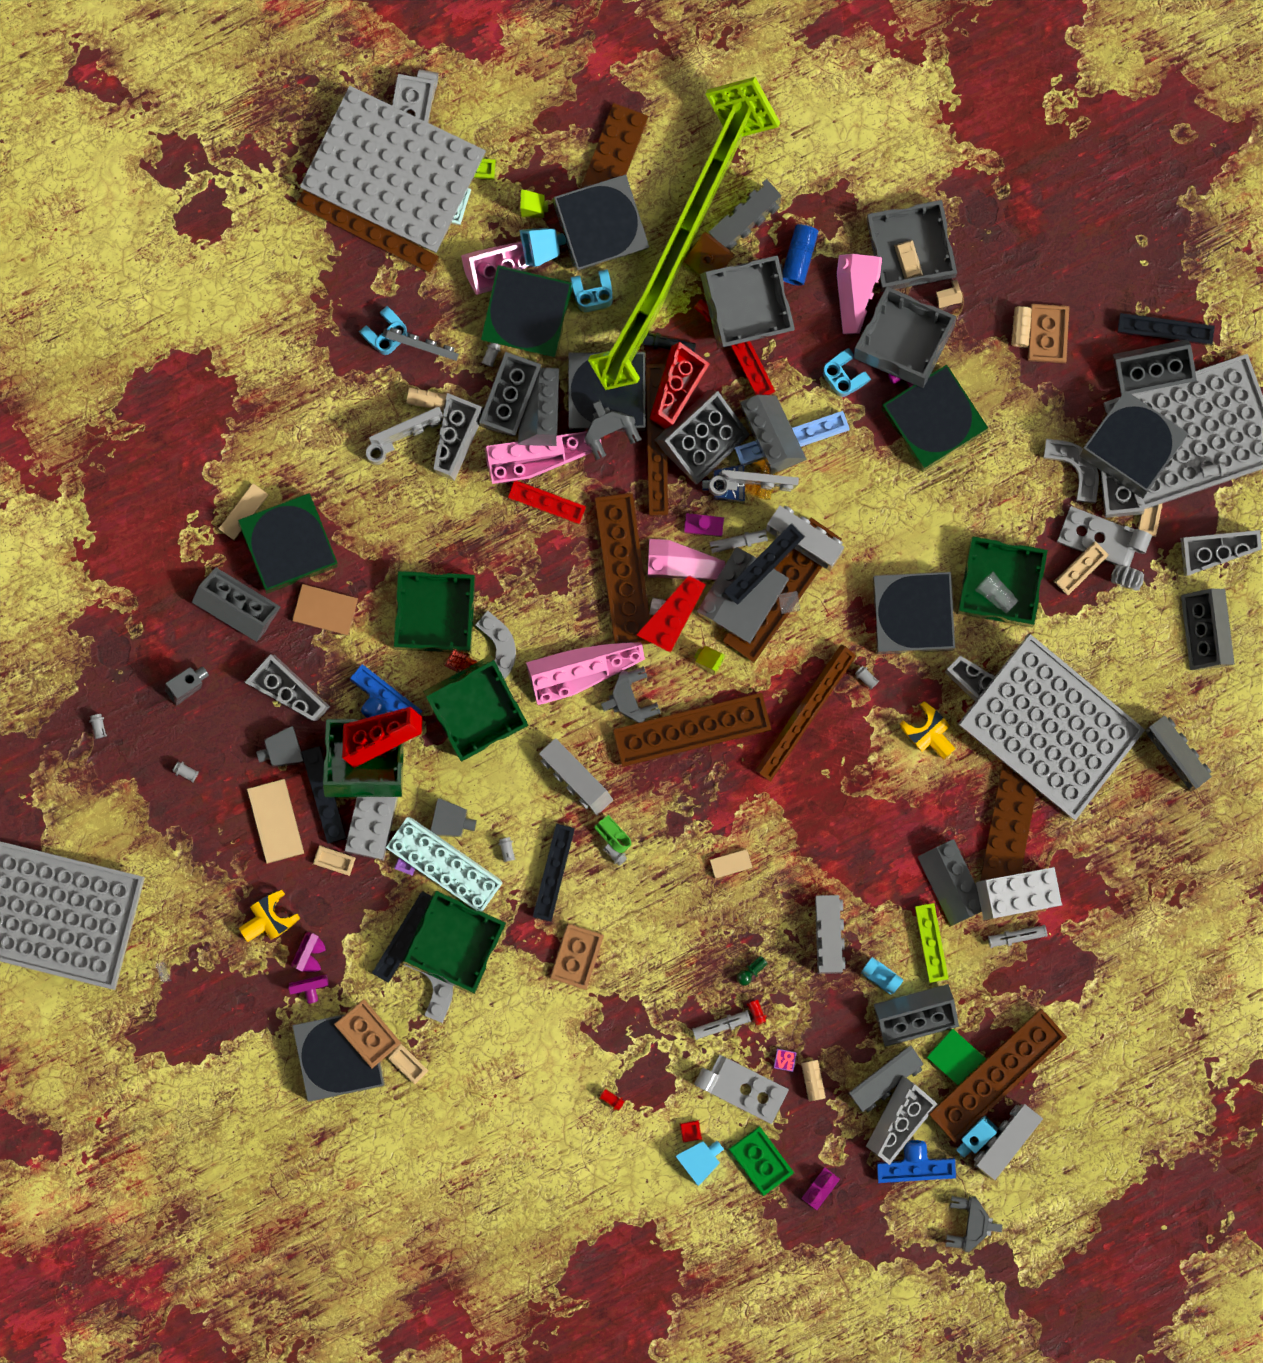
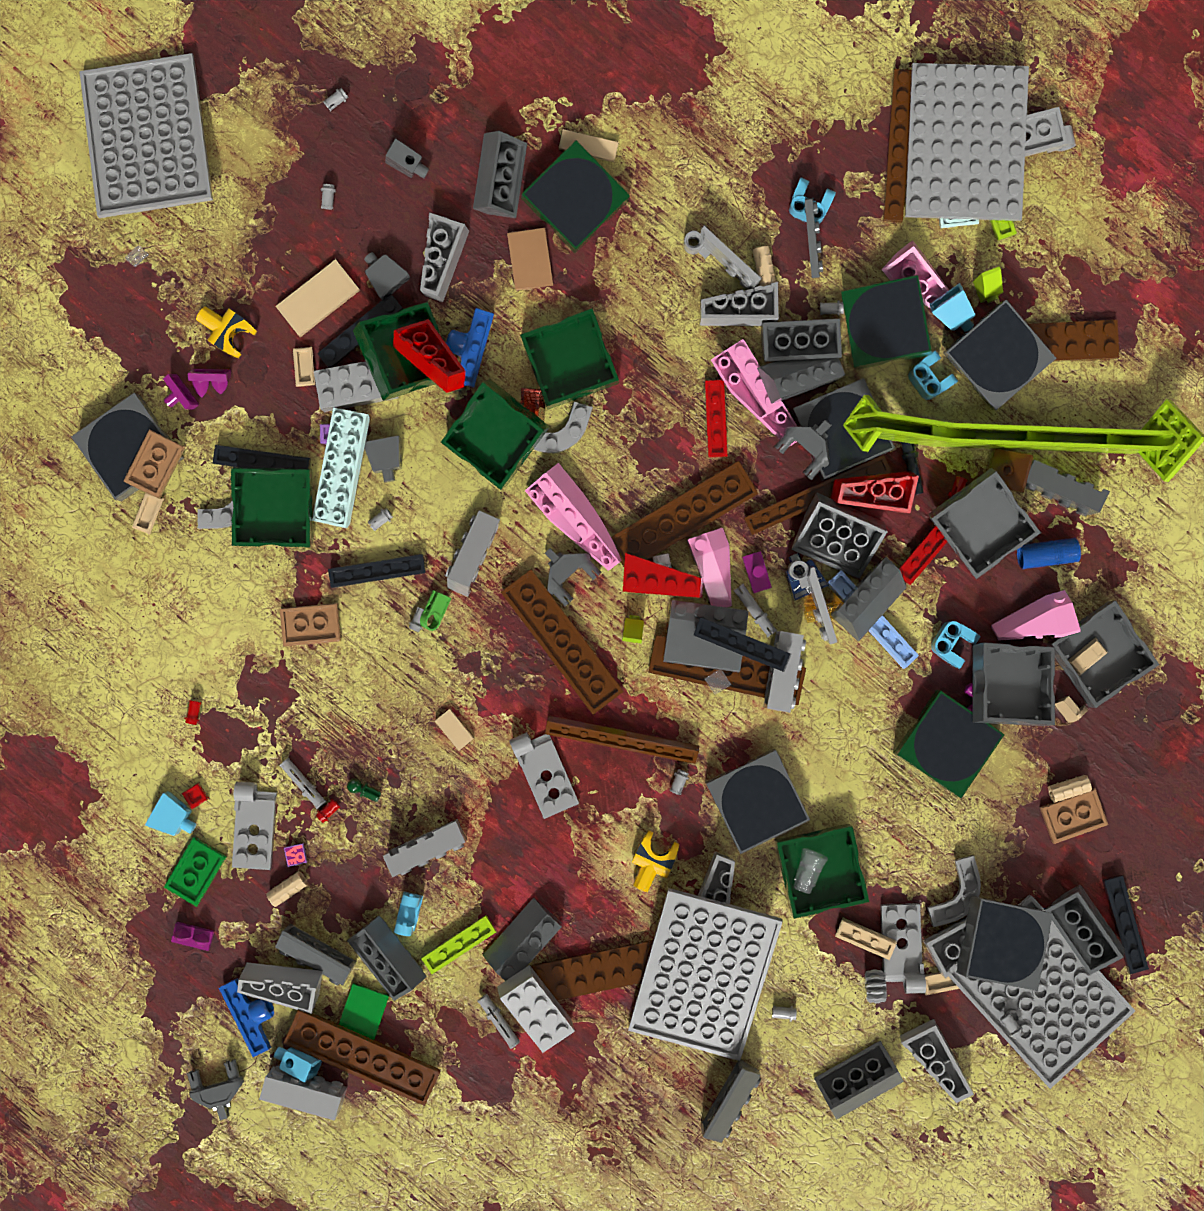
camera: 70 degrees right, 5 degrees up
(789, 801) = (537, 757): none -> light grey hinge
(1119, 671) = (784, 1013): none -> light grey pin

